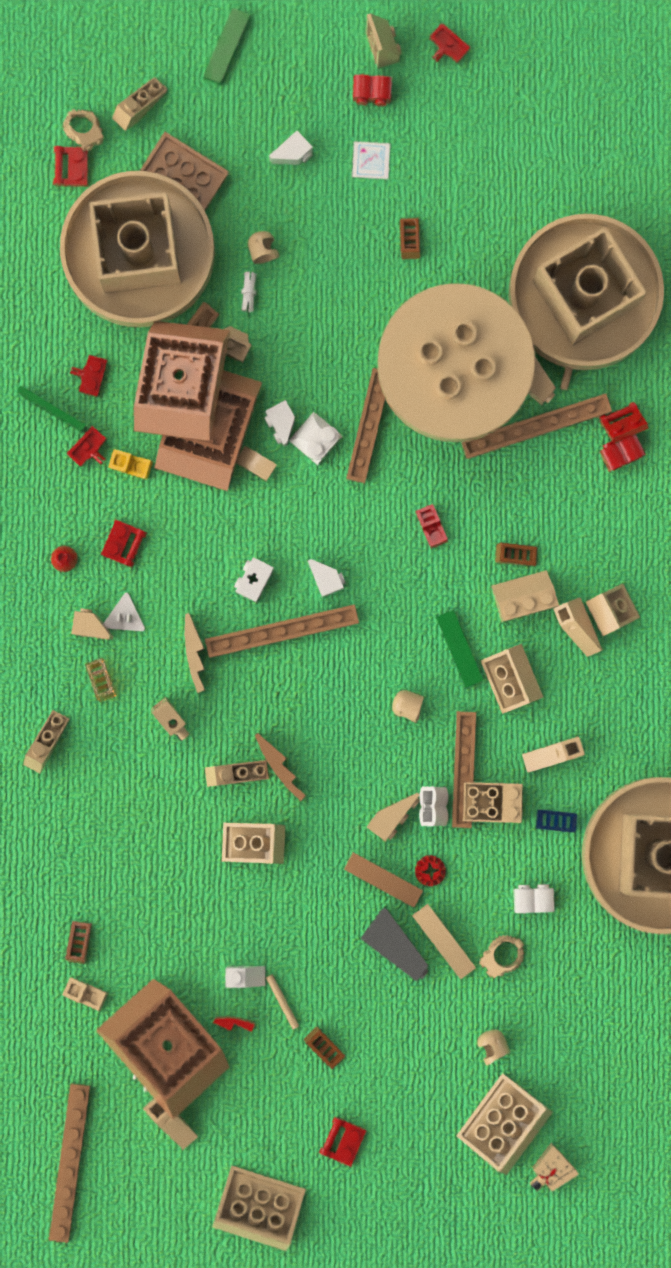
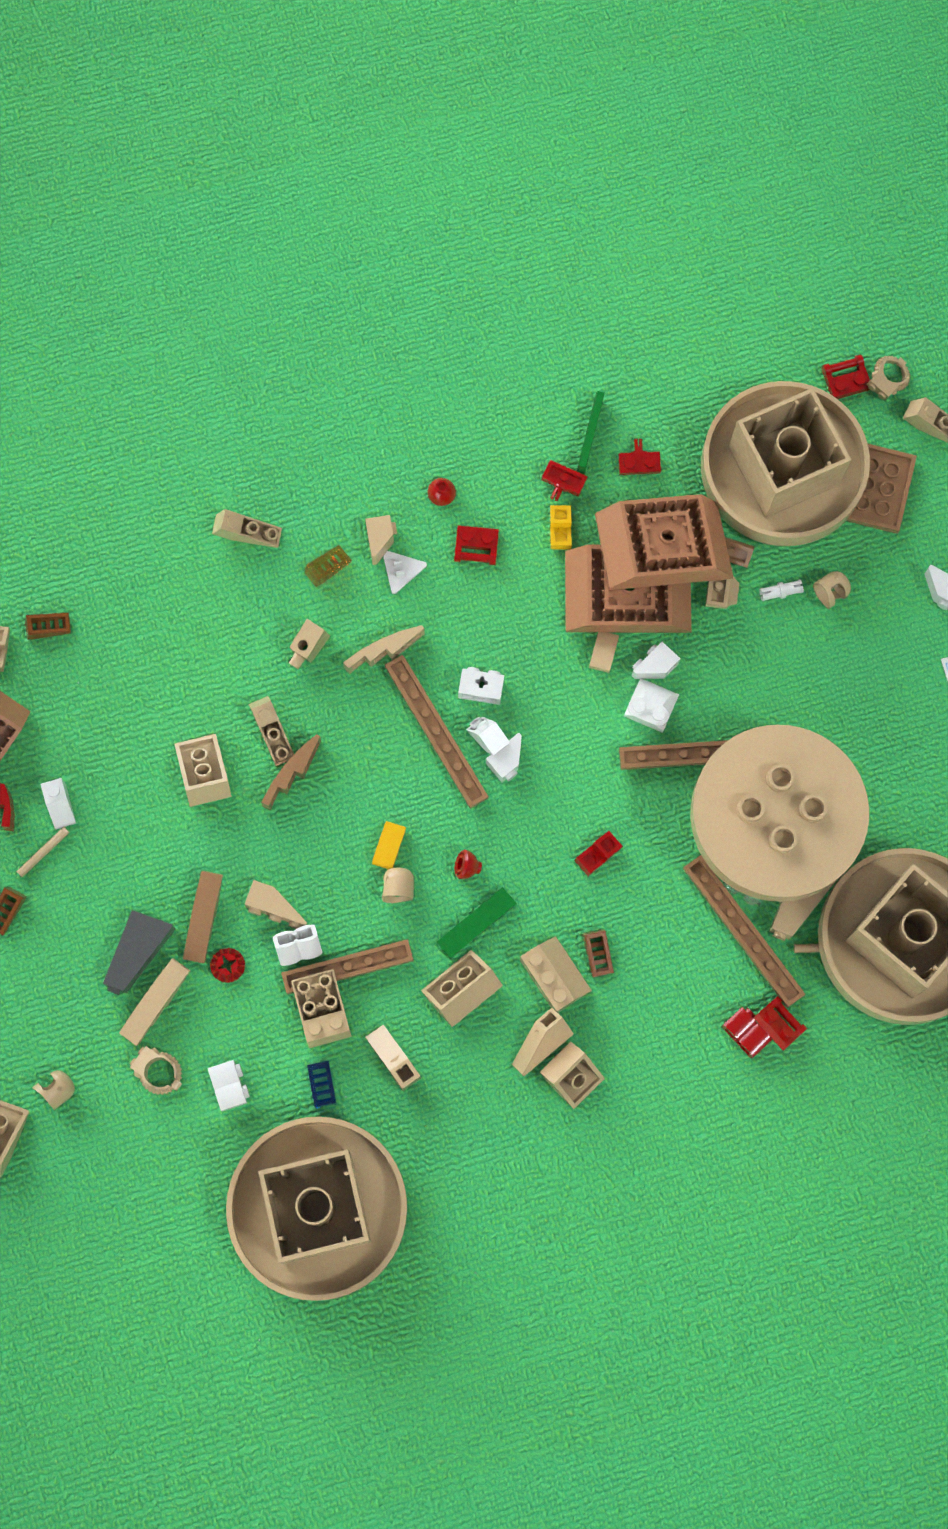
camera: 75 degrees right, 10 degrees down
(300, 588) = (487, 735): none -> white slope
(370, 702) = (388, 845): none -> yellow slope
(408, 641) = (467, 865): none -> red brick
(410, 251) = (885, 742): dark orange slope -> none

